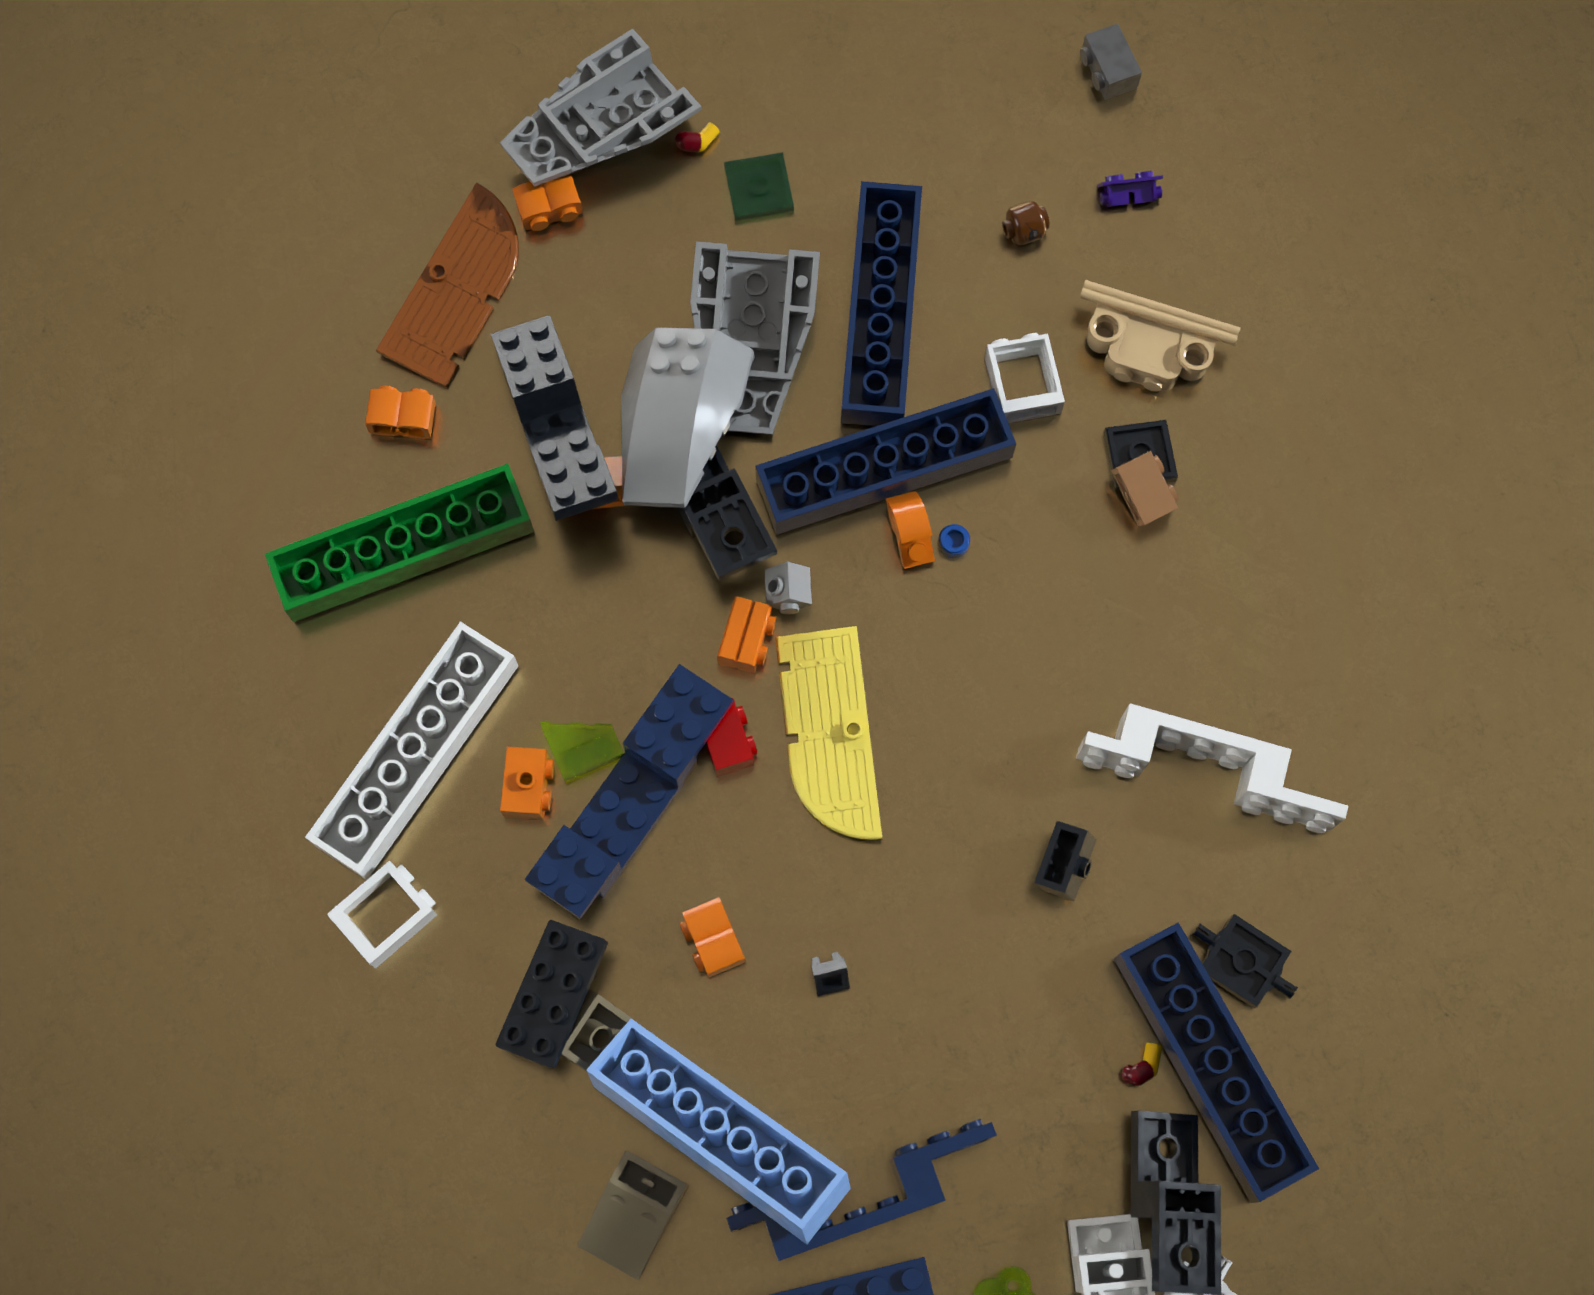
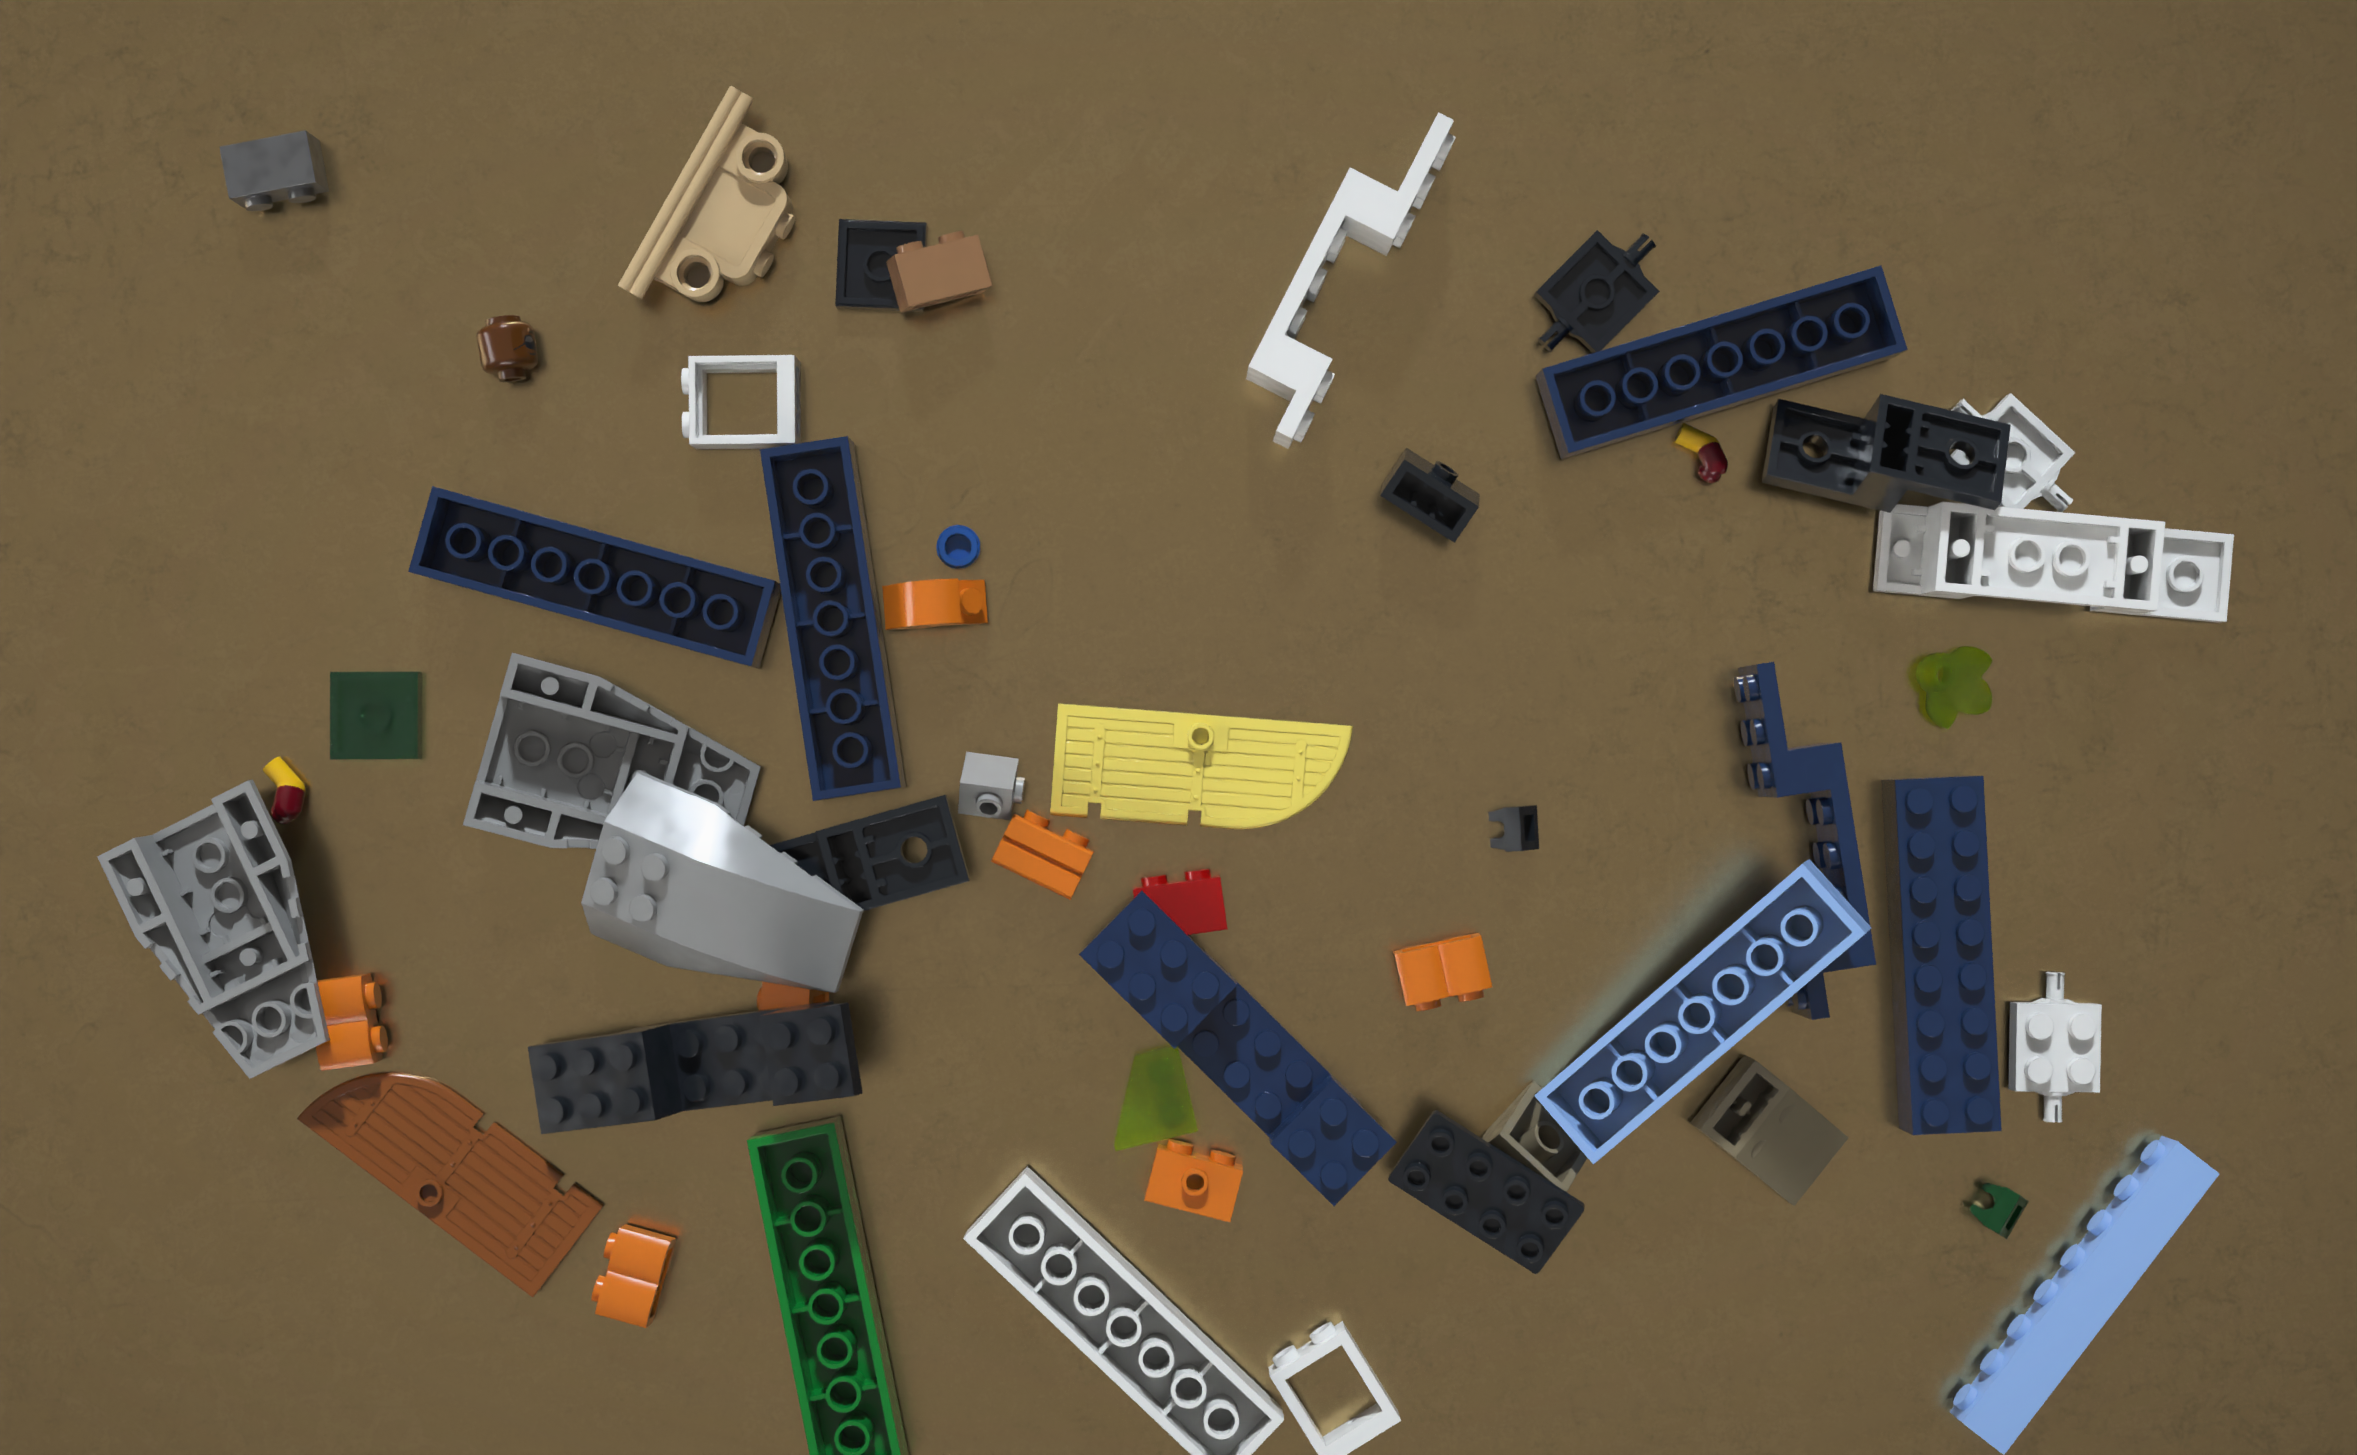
camera: 85 degrees left, 15 degrees up
(1118, 189) = (476, 204): dark purple hinge -> none

